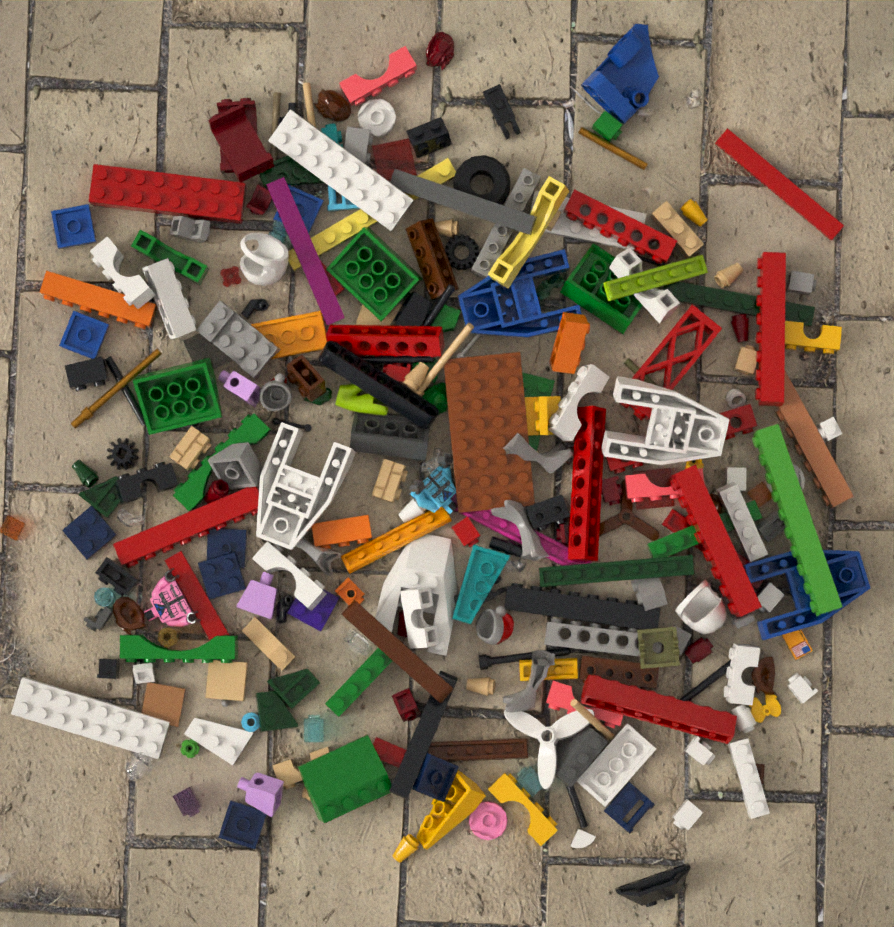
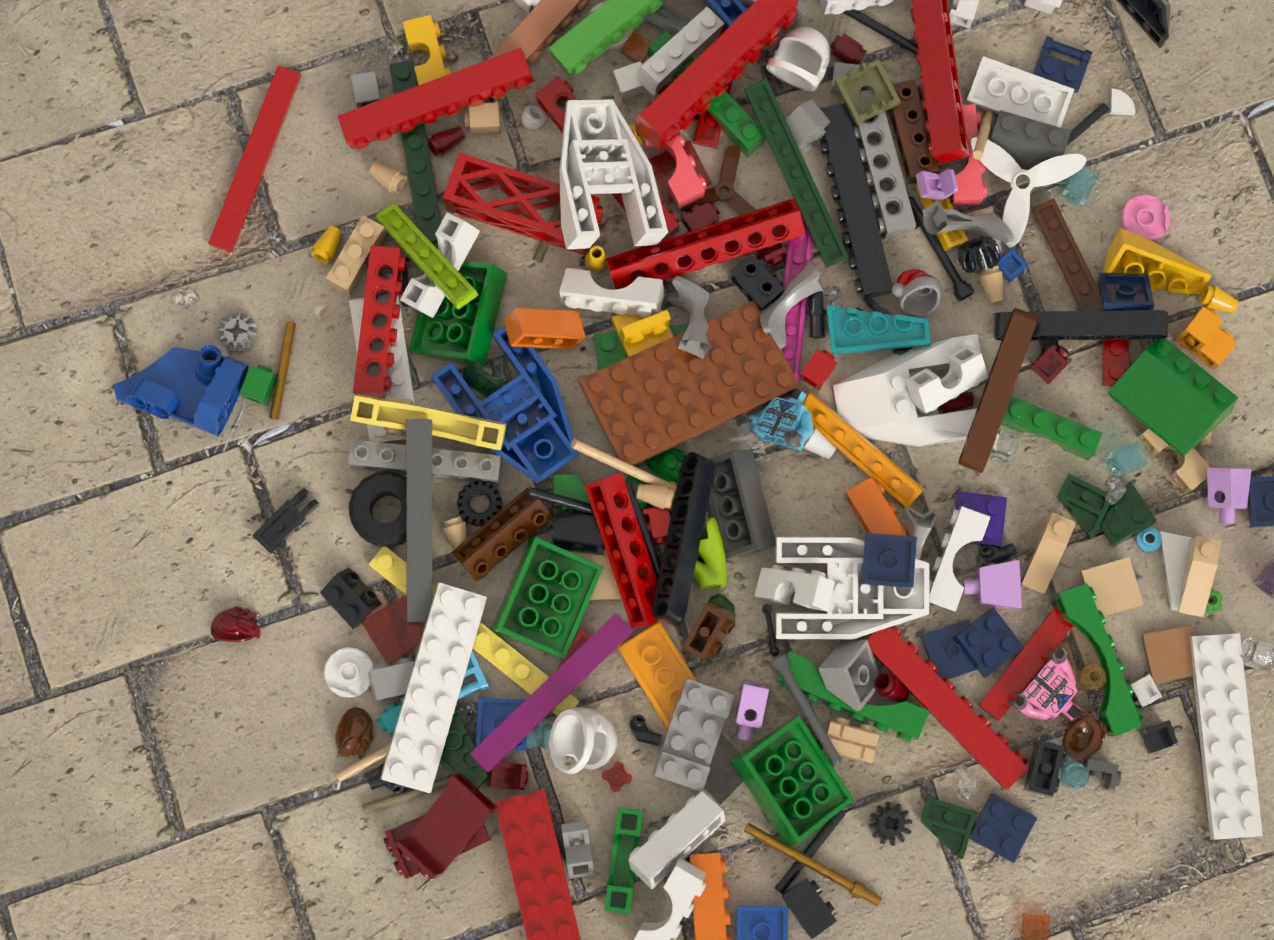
camera: 115 degrees left, 5 degrees down
(85, 473) = (933, 860): dark green cone -> none
(161, 476) = (929, 796): black arch -> none
(209, 743) = (1199, 575): none -> tan slope
(260, 419) = (782, 666): none -> dark grey piece
(276, 393) = (742, 661): light grey piece -> none
(295, 713) = (1116, 489): none -> clear arm
(303, 520) = (889, 560): none -> dark blue plate
(317, 442) = (810, 590): none -> white arch
(348, 585) = (940, 485): orange brick -> none
(357, 89) = (273, 668): coral arch -> none
(379, 825) = (1205, 339): none -> light orange brick
(389, 481) = (794, 483): tan brick -> none
(490, 705) = (1011, 265): none -> blue tile
(505, 682) = (978, 254): none -> black gear
(506, 790) = (1127, 156): yellow arch -> none
(568, 671) = (936, 185): none -> lavender bracket
(609, 408) = (596, 264): none -> yellow cone
(645, 128) = (243, 340): none -> light grey gear

